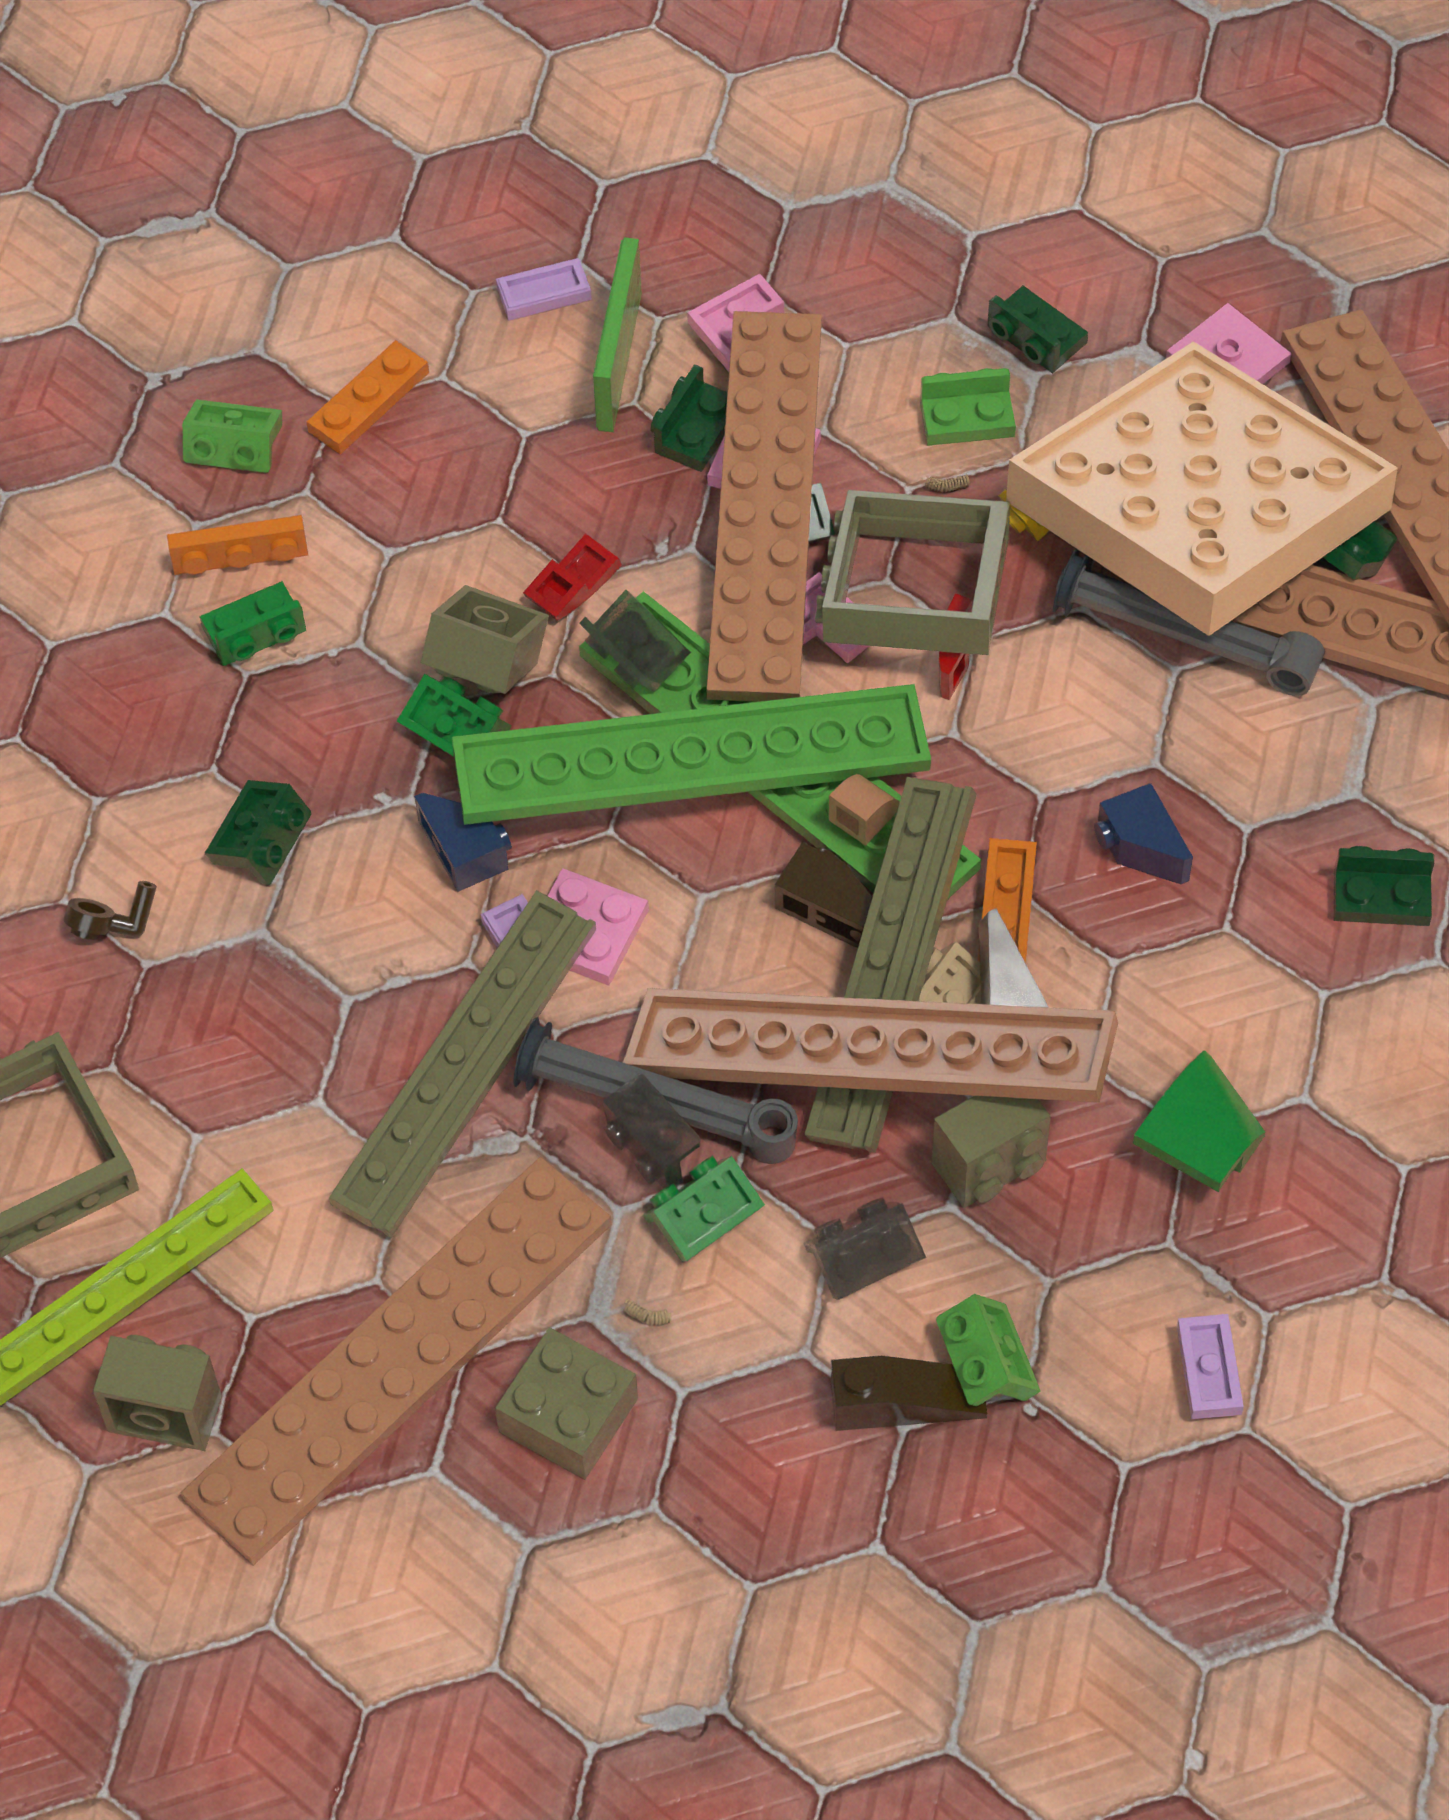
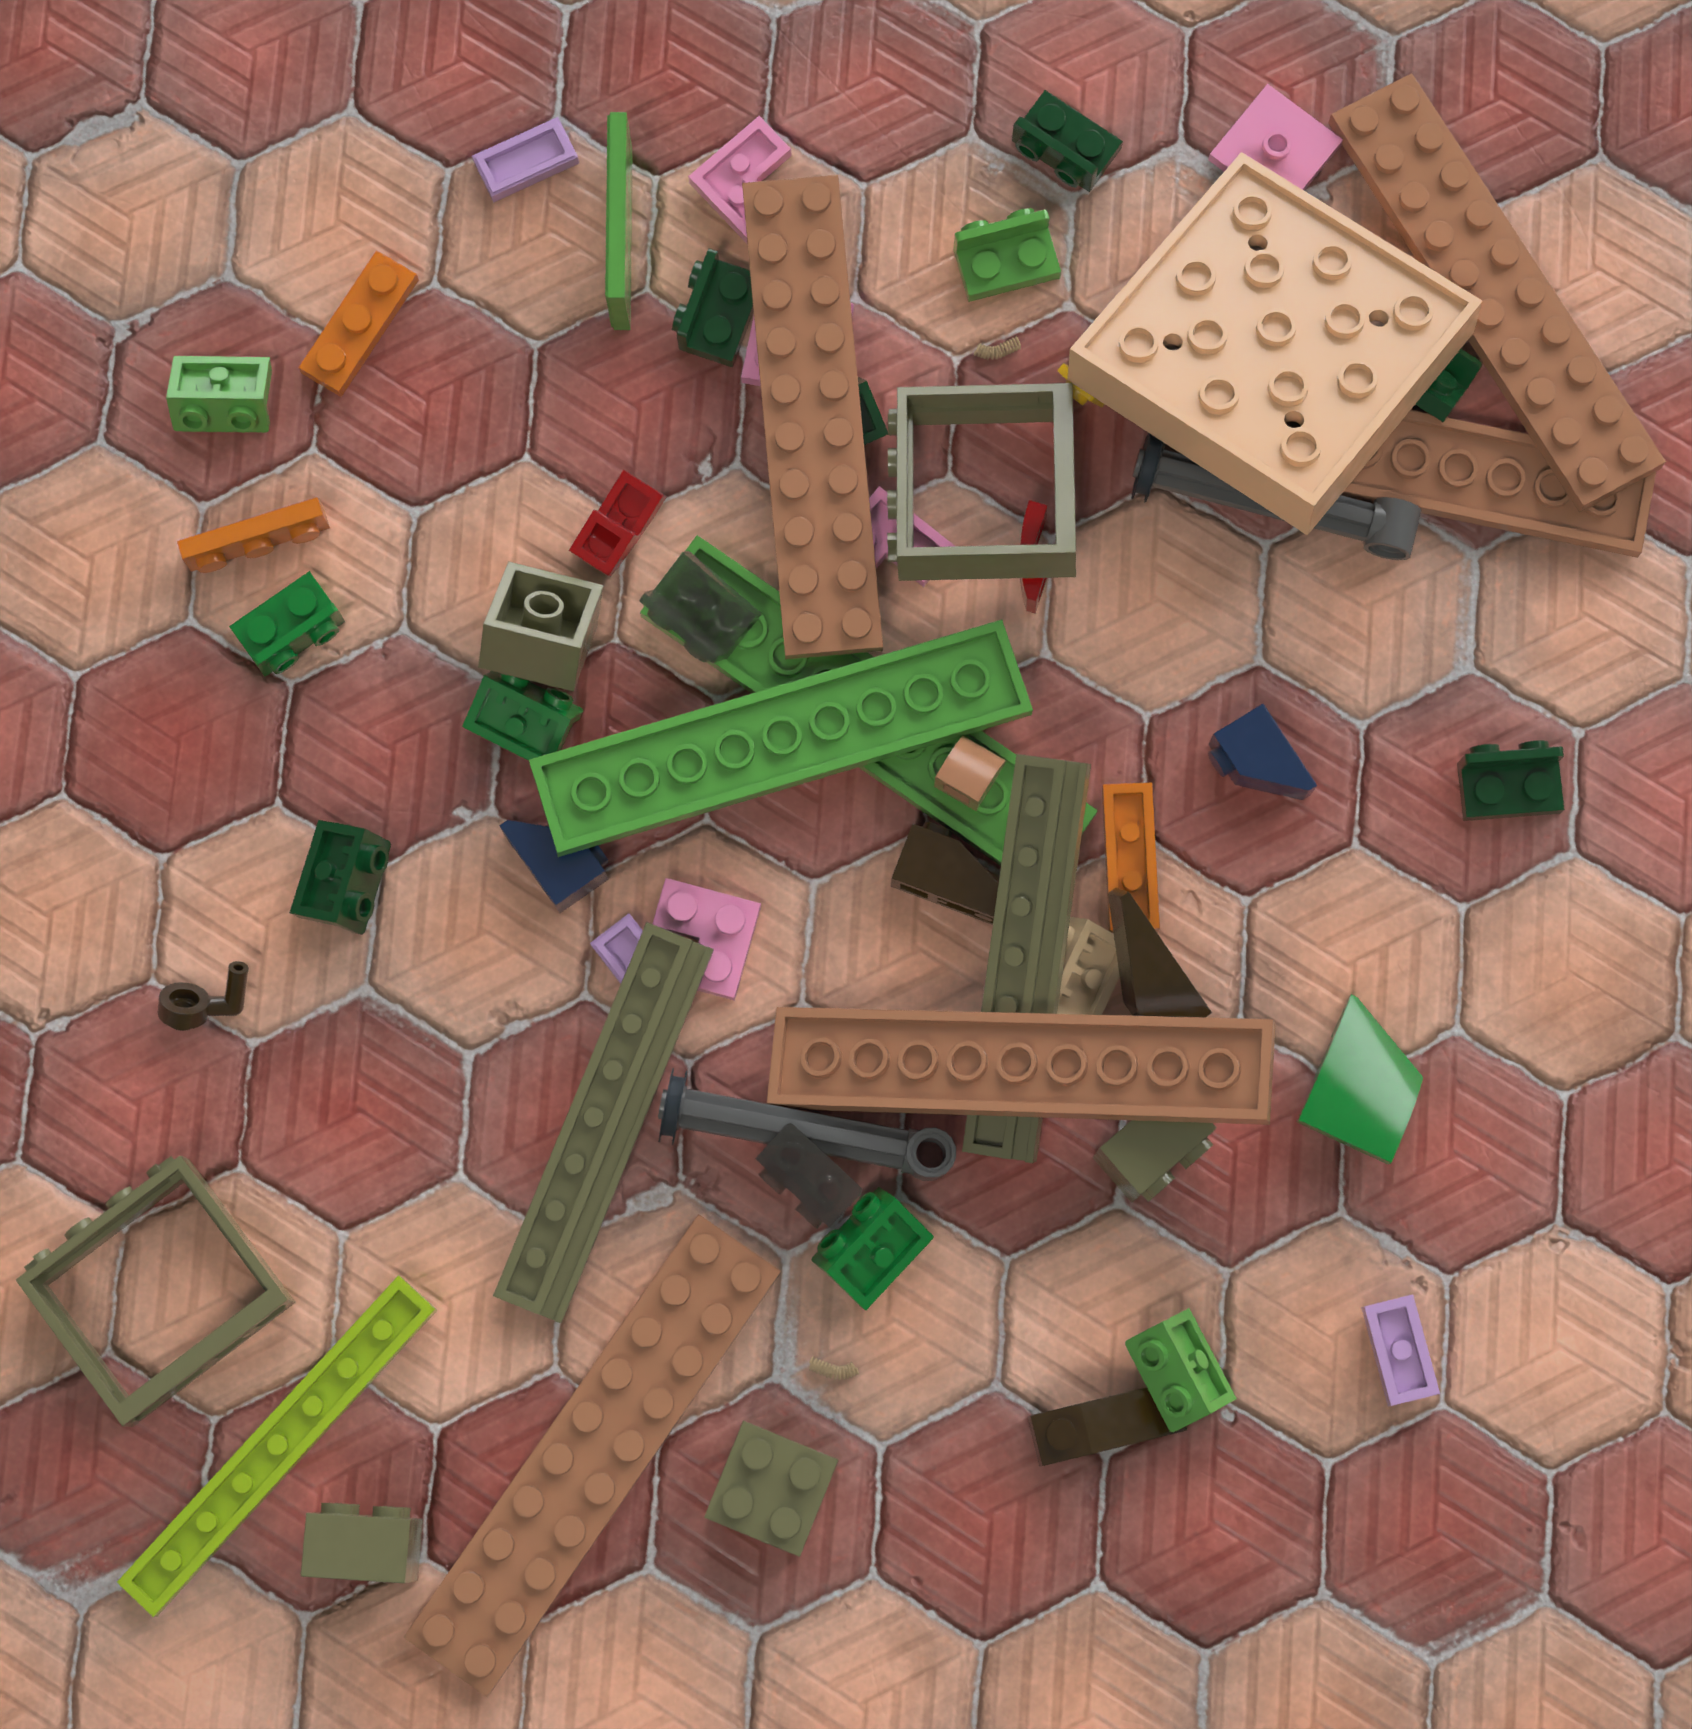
camera: 10 degrees left, 20 degrees up
(865, 1247) = (1040, 1267): clear smoke bracket -> none

